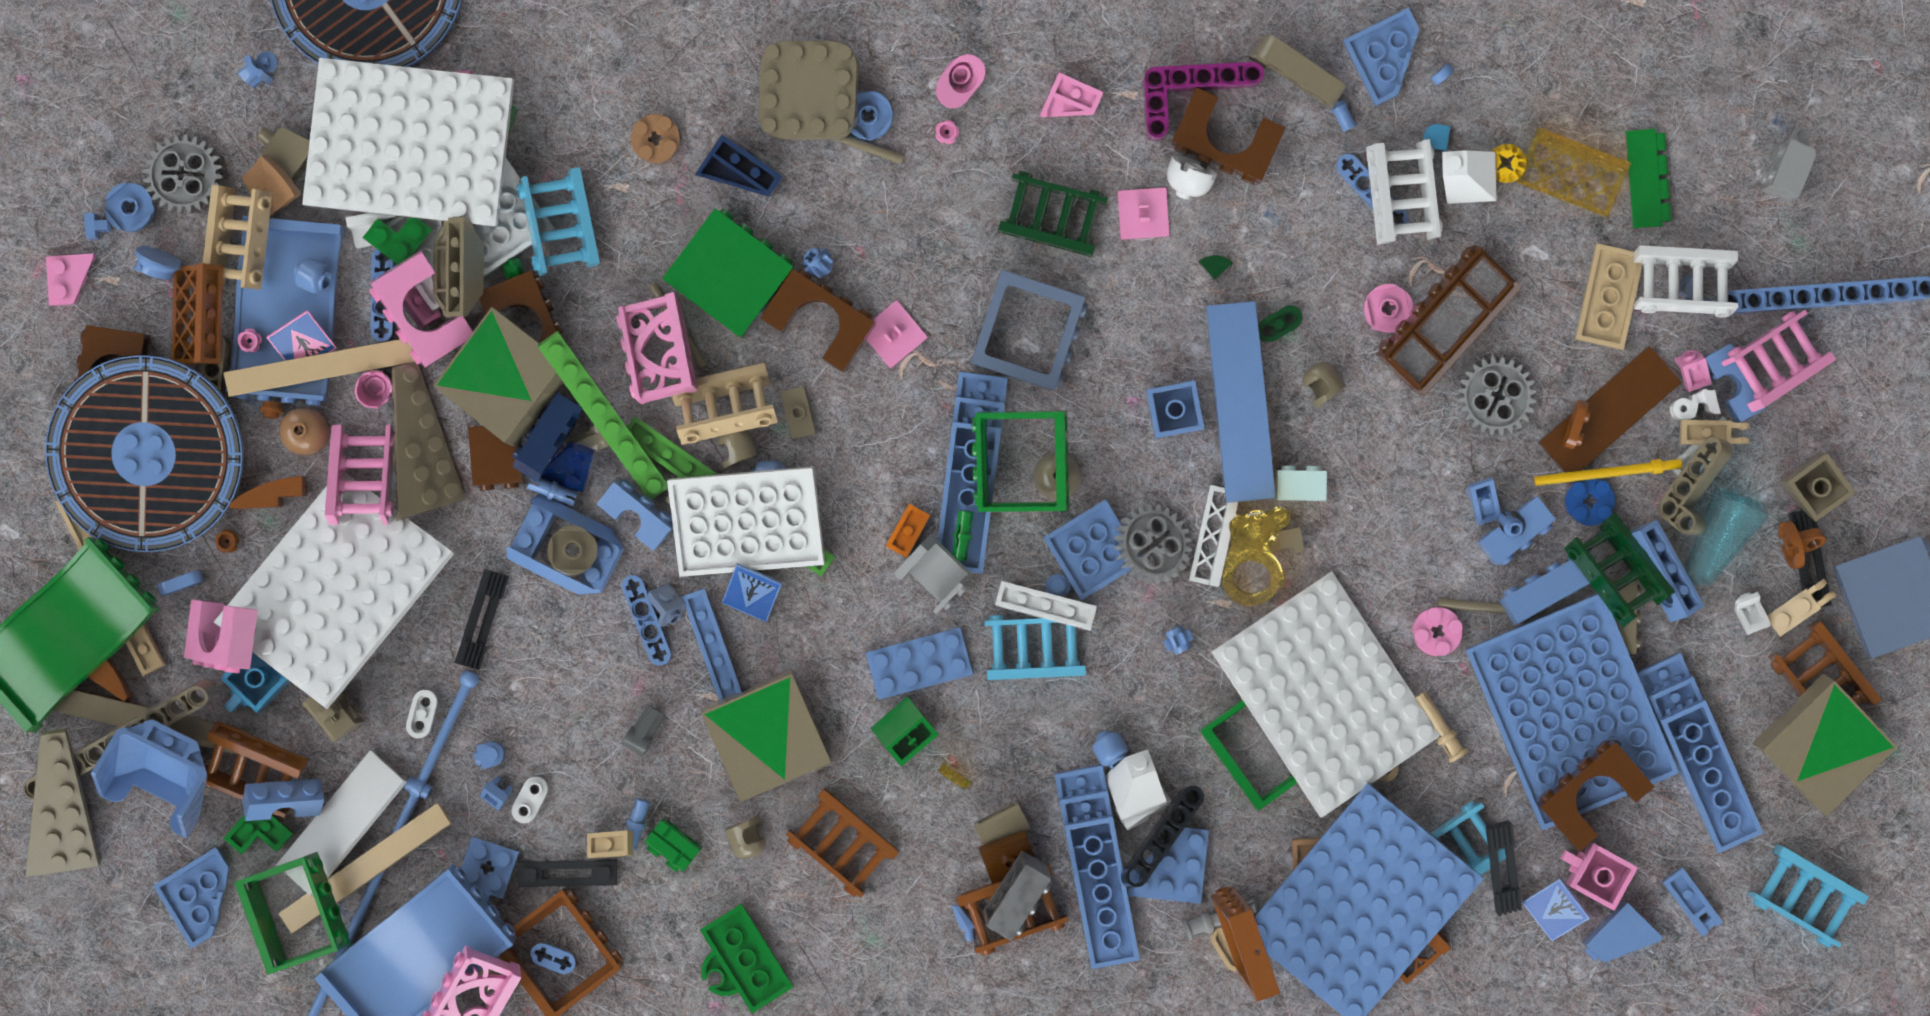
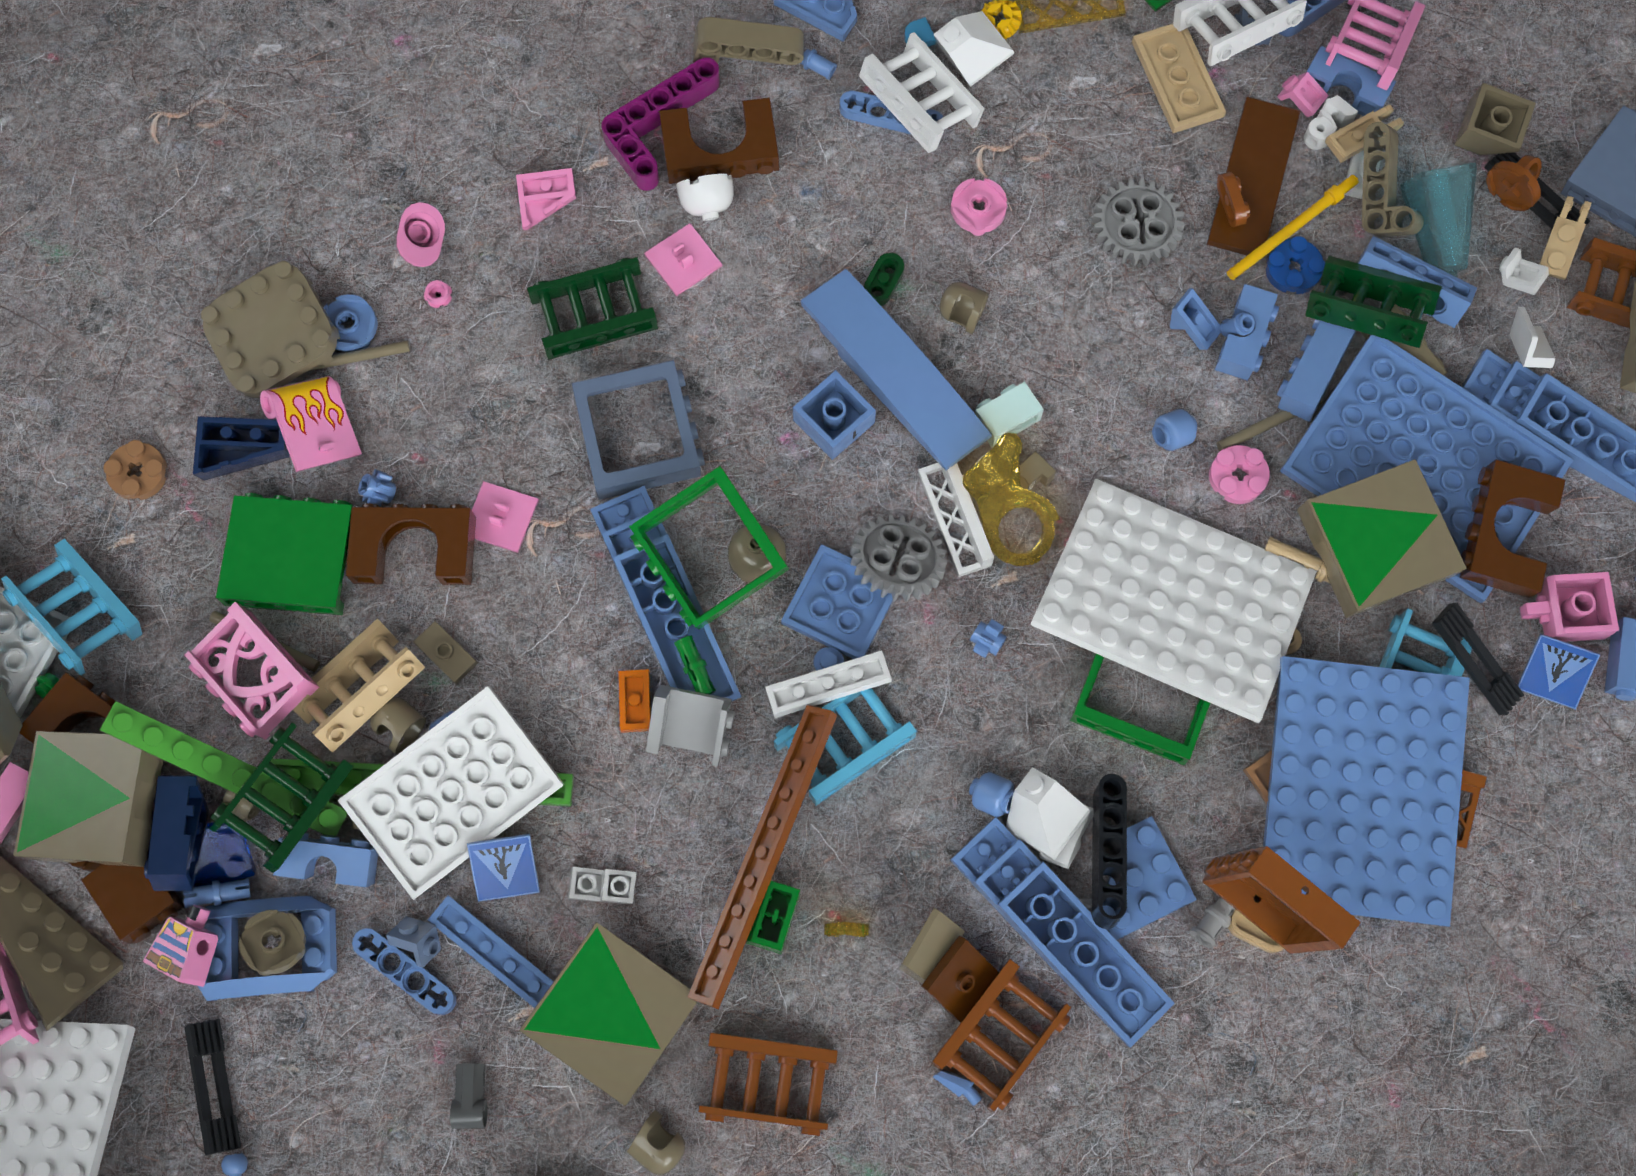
camera: 35 degrees left, 15 degrees down
(512, 518) = (184, 948): none -> bright pink torso
(651, 472) = (294, 825): none -> dark green fence
(800, 182) = (311, 419): none -> bright pink door
(810, 644) = (602, 885): none -> white slope
(919, 663) = (721, 839): medium blue plate -> none
(929, 696) = (762, 857): none -> dark orange plate
(1017, 896) = (999, 1011): flat silver brick -> none
(1215, 265) = (784, 264): dark green tile -> none
(1412, 571) = (1174, 430): none -> medium blue head
(1448, 320) = (1043, 180): window -> none
(1496, 745) = (1381, 538): none -> tile
(1714, 670) = (1530, 342): none -> white panel

